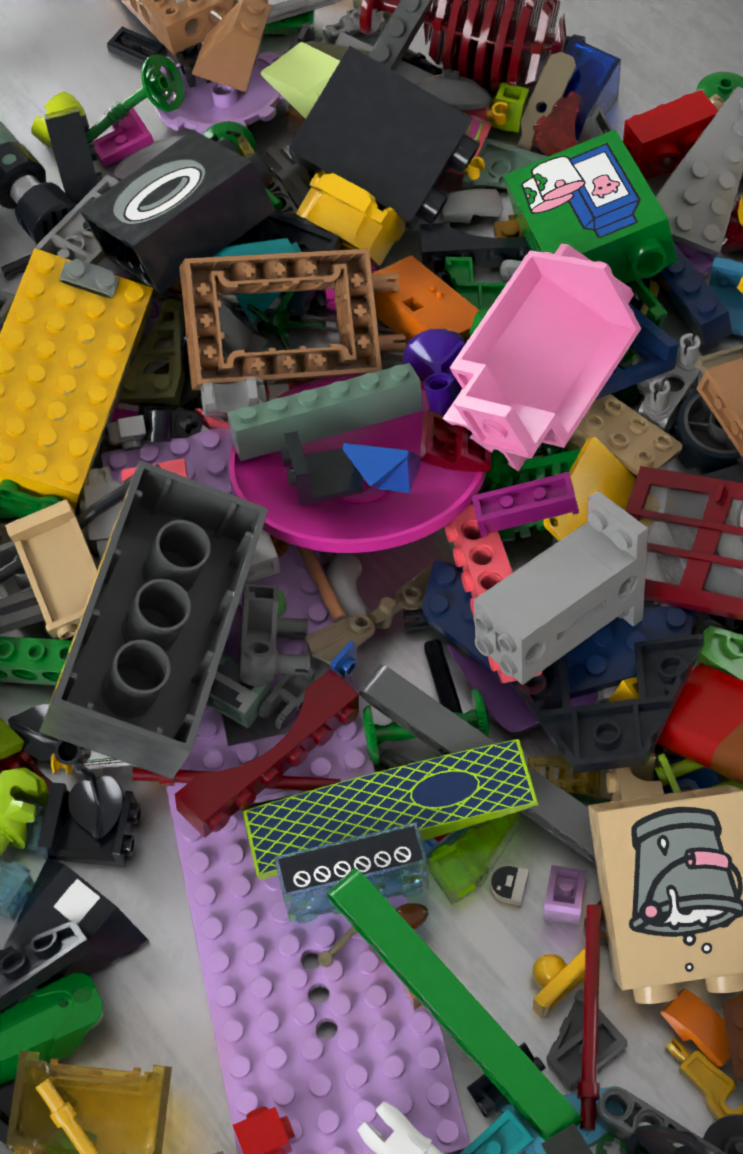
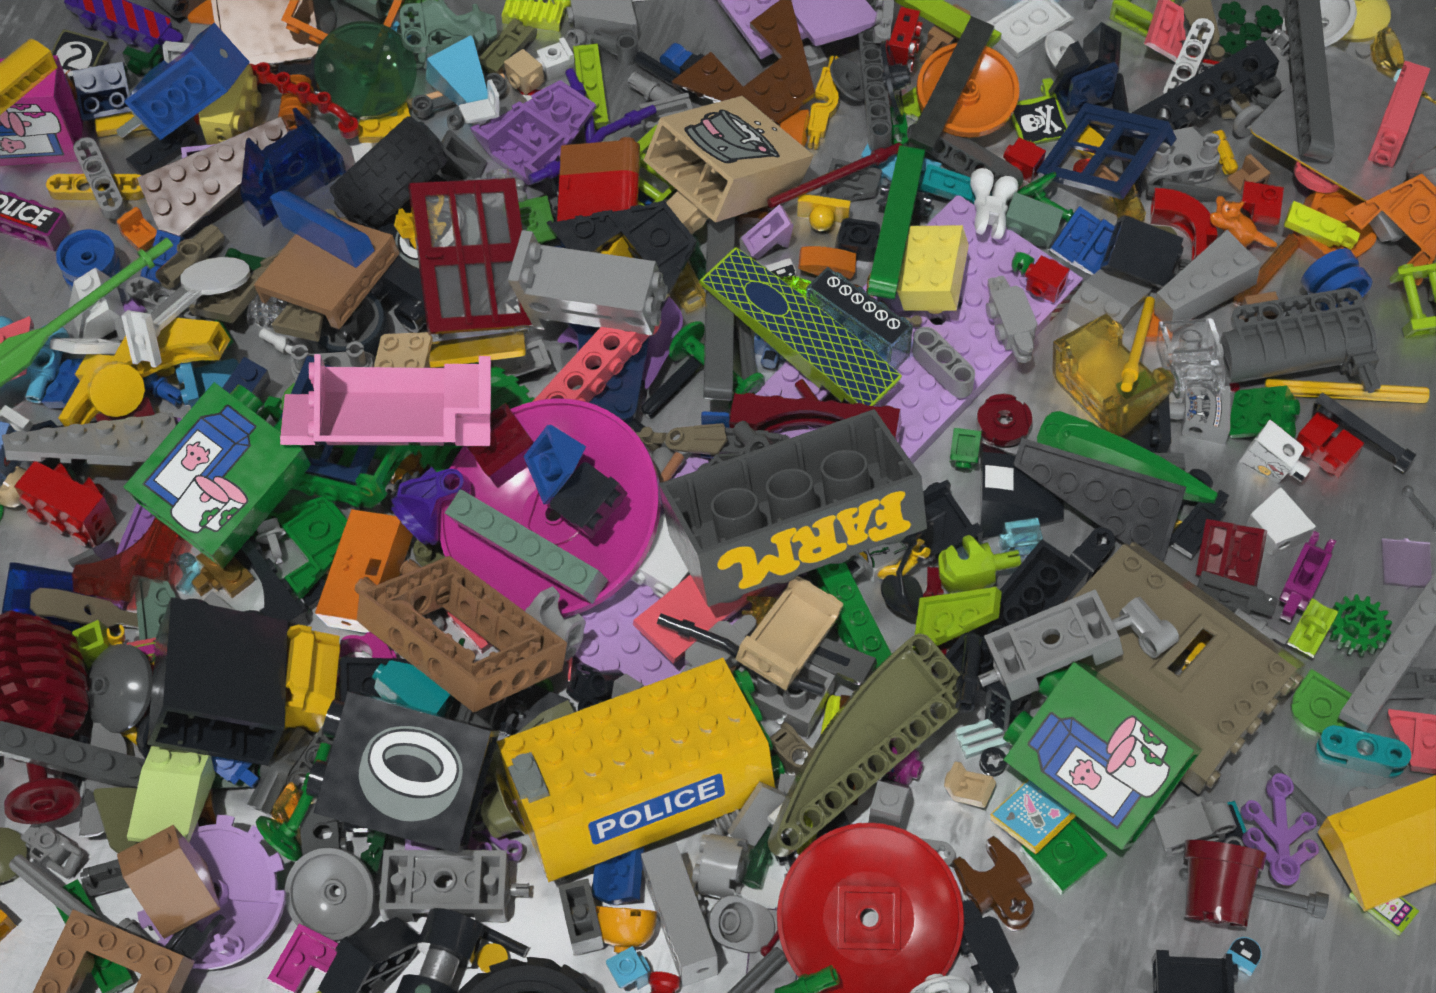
camera: 130 degrees left, 0 degrees up
(16, 247) = (490, 955): none -> yellow tile
(146, 908) = (965, 447): none -> green bracket
(151, 87) = (252, 926): green dish -> none
(156, 999) = (1004, 434): none -> dark red plate
(230, 929) = (945, 373): none -> light grey beam
(245, 1057) = (1012, 317): none -> light grey hinge
(308, 1130) = (1021, 262): none -> green hinge
(357, 996) = (933, 268): none -> light yellow piece
(486, 937) = (817, 258): none -> orange slope
(500, 993) = (859, 238): none -> black piece
(525, 503) = (522, 362): magenta container -> none

